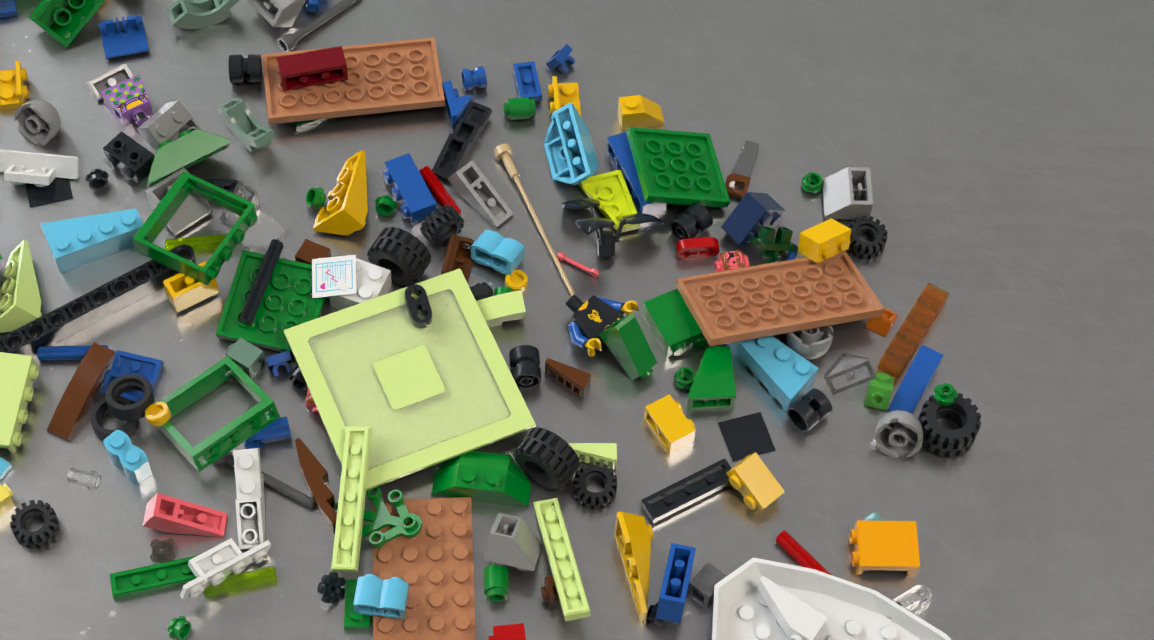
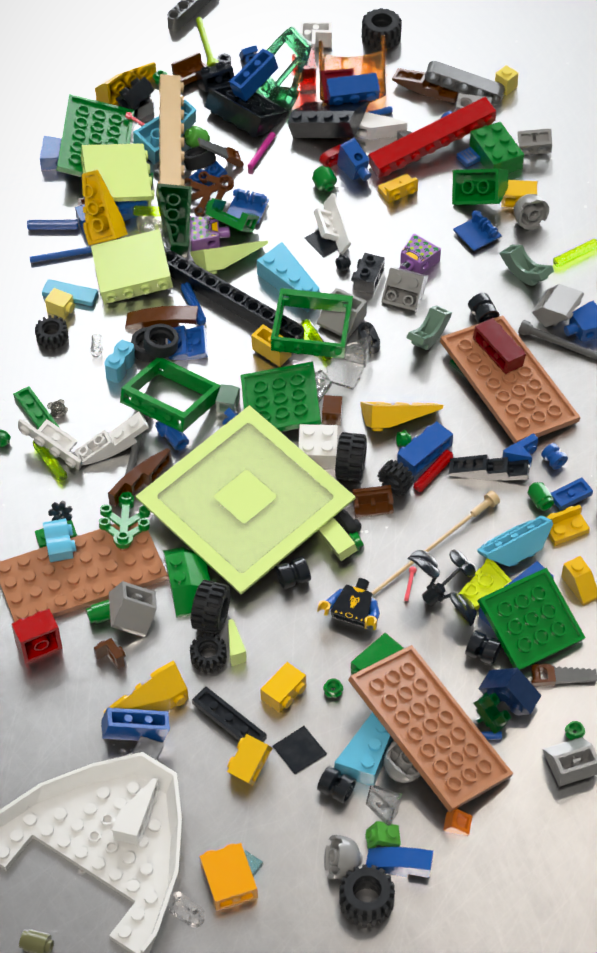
camera: 75 degrees right, 5 degrees down
(38, 121) = (374, 211): light grey cylinder -> none
(108, 80) = (435, 238): light grey slope -> none
(157, 413) = (153, 360): yellow tile -> none
(183, 517) = (85, 409): coral slope -> none
(184, 153) = (377, 295): wedge -> none
(261, 282) = (289, 381): black axle -> none
(315, 197) = (388, 393): green plate -> none
(327, 273) = (316, 417): white sticker -> none
(351, 499) = (128, 494): yellowish green tile -> none
(422, 305) = (304, 478): black beam -> none
(480, 194) = (442, 495): light grey slope -> none
(498, 252) = (392, 523): medium azure brick -> none
(517, 280) = (374, 547): yellow tile -> none
(561, 559) = (130, 643): yellowish green tile -> none
(569, 377) = (296, 609): reddish brown slope -> none
(630, 347) = (335, 633): green slope -> none
(697, 248) = (463, 661): red beam -> none
(714, 381) = (336, 707): green slope -> none
(731, 260) = (459, 689): head -> none
(795, 550) = (199, 820): red axle -> none
(824, 240) = (510, 750): yellow brick -> none
(869, 227) = (538, 776): black tyre -> none
(913, 330) = (457, 847): clear orange beam -> none
(947, 398) = (380, 879): green plate -> none

